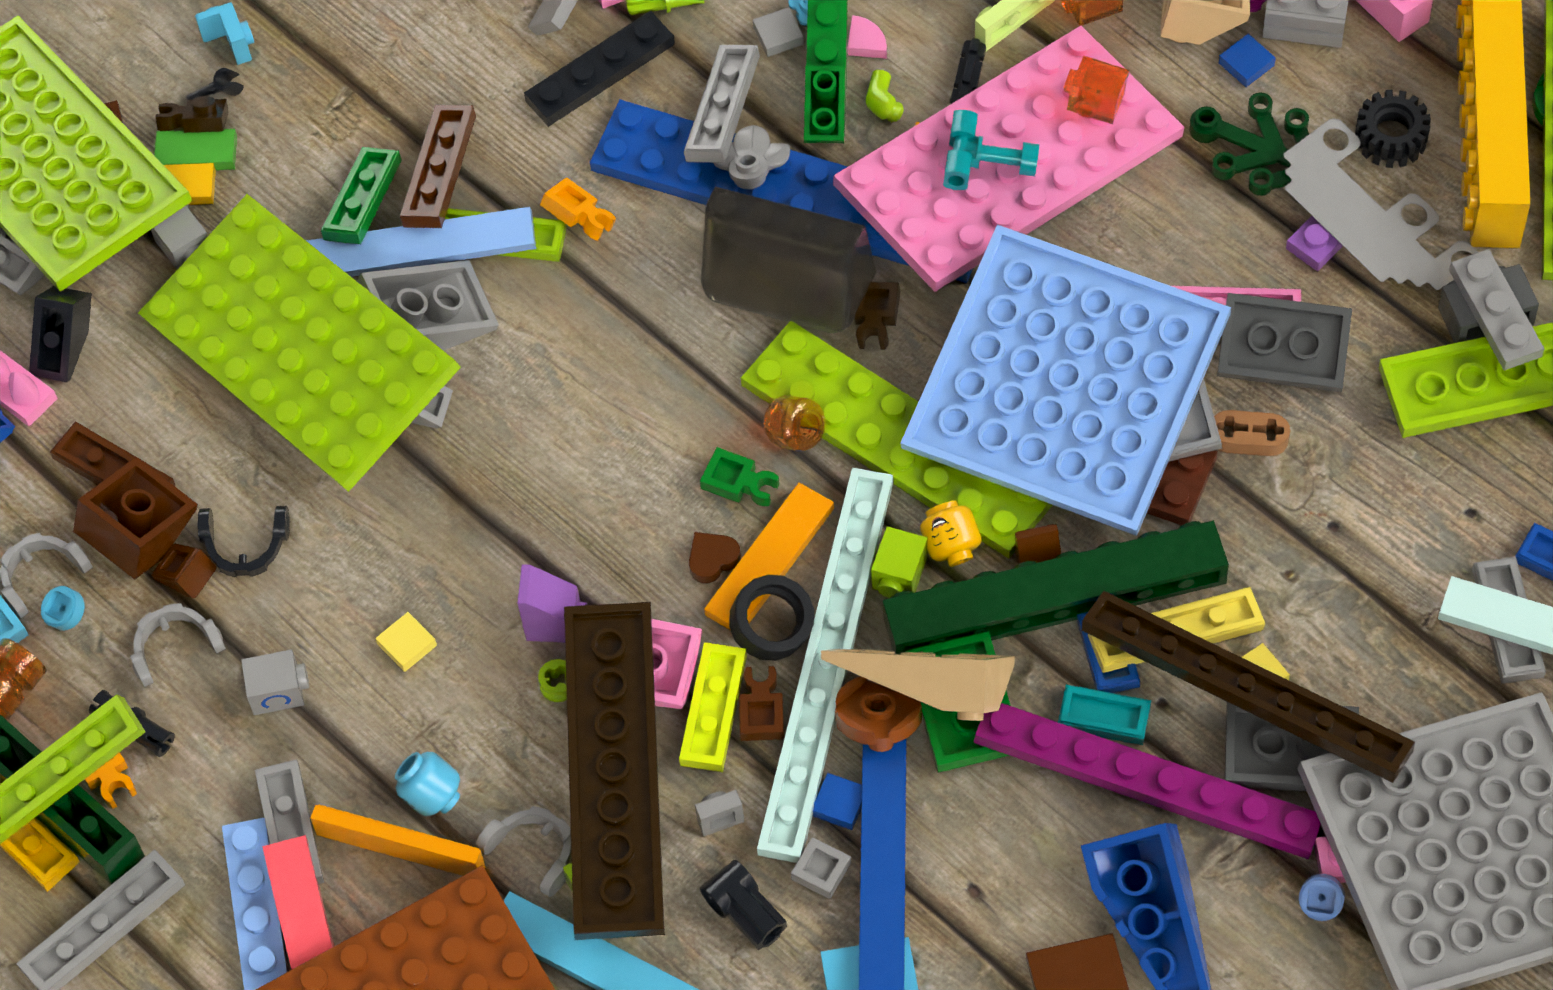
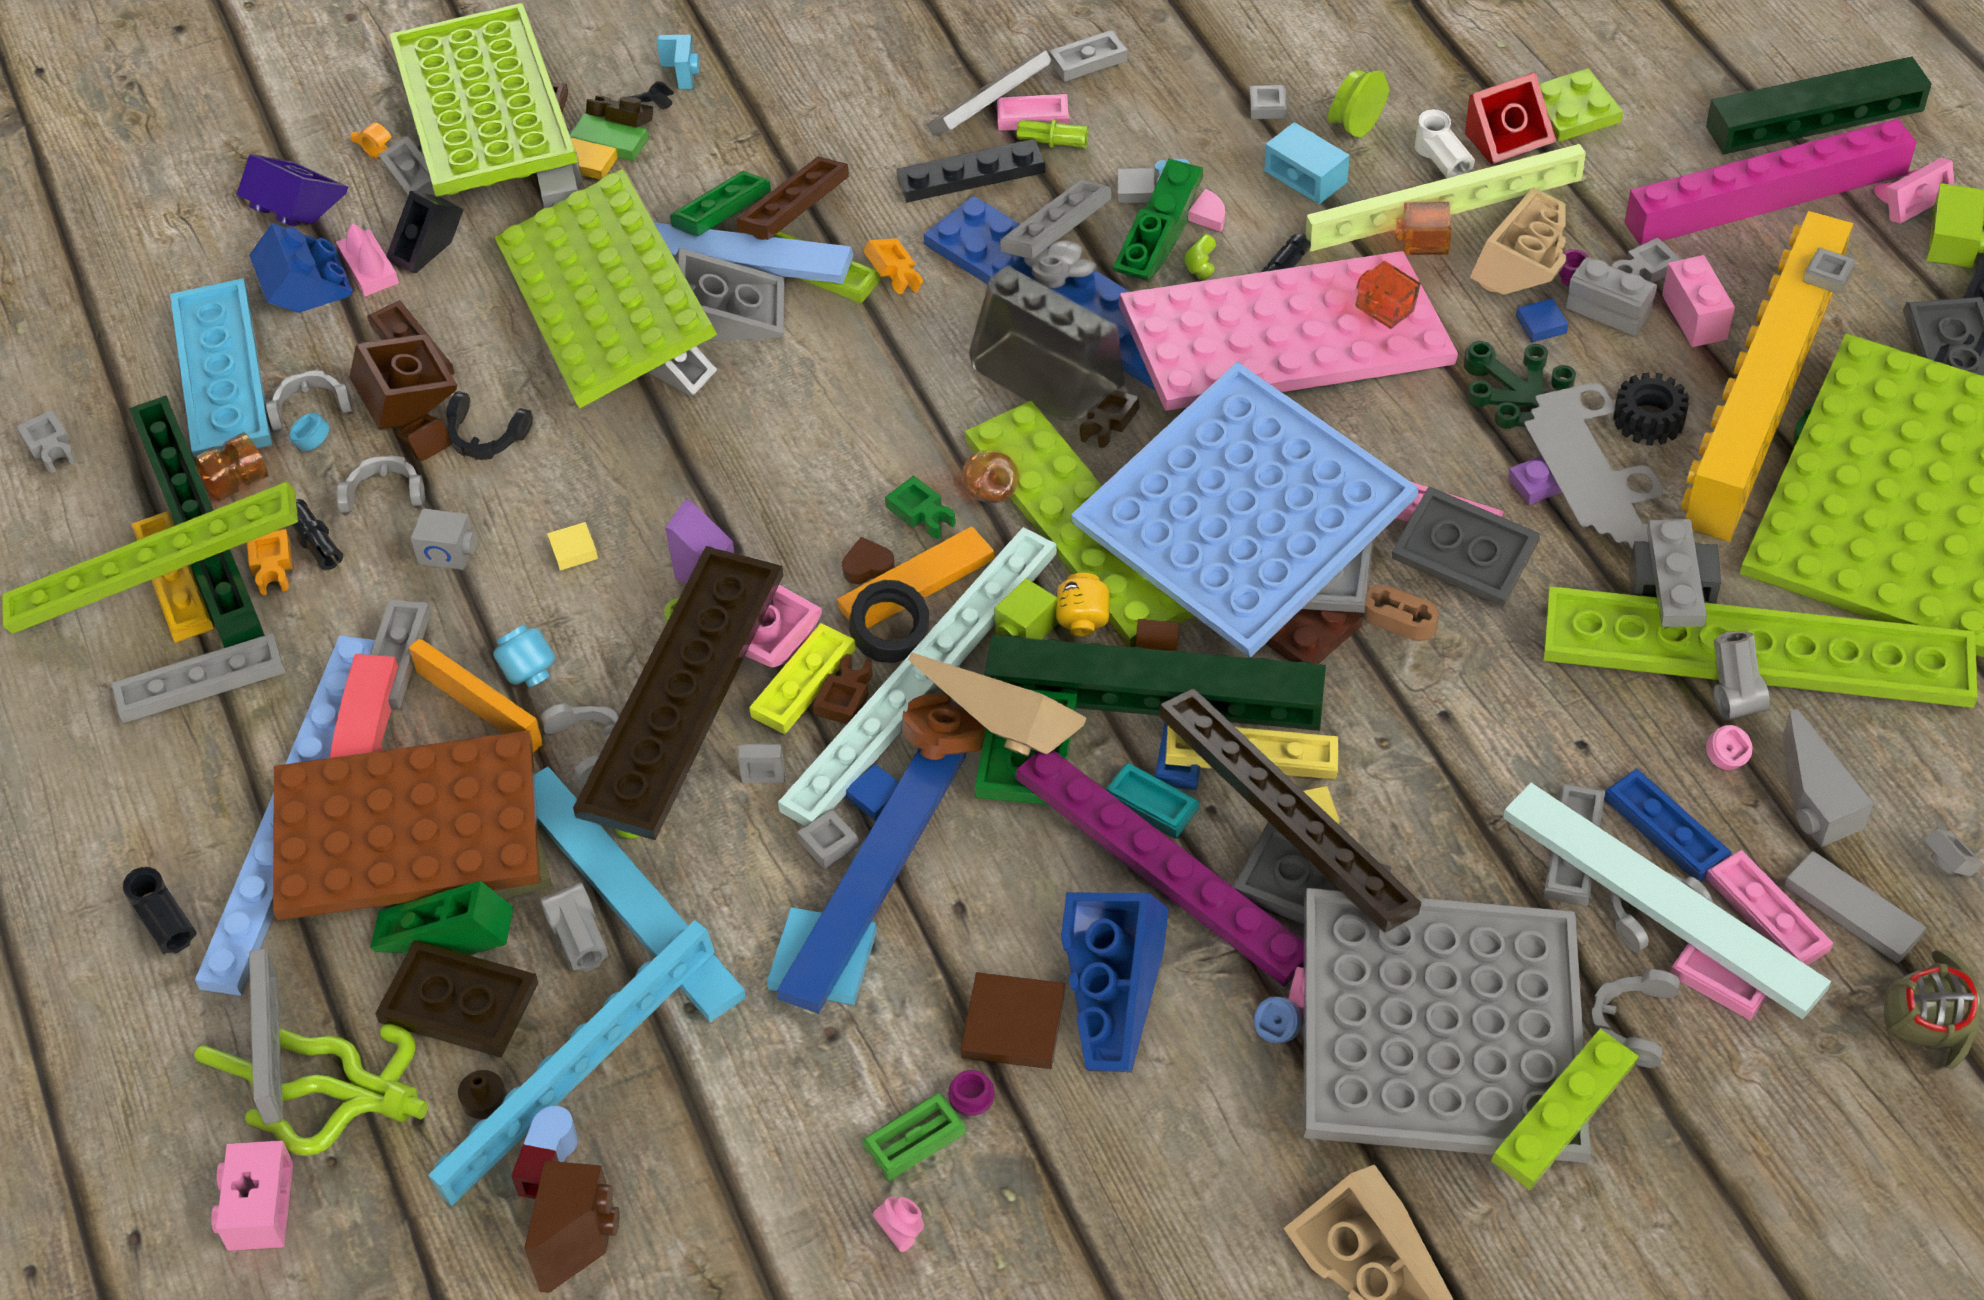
camera: 20 degrees right, 10 degrees down
(737, 896) = (741, 838): black piece -> none
(969, 151) = (1248, 306): teal bar -> none

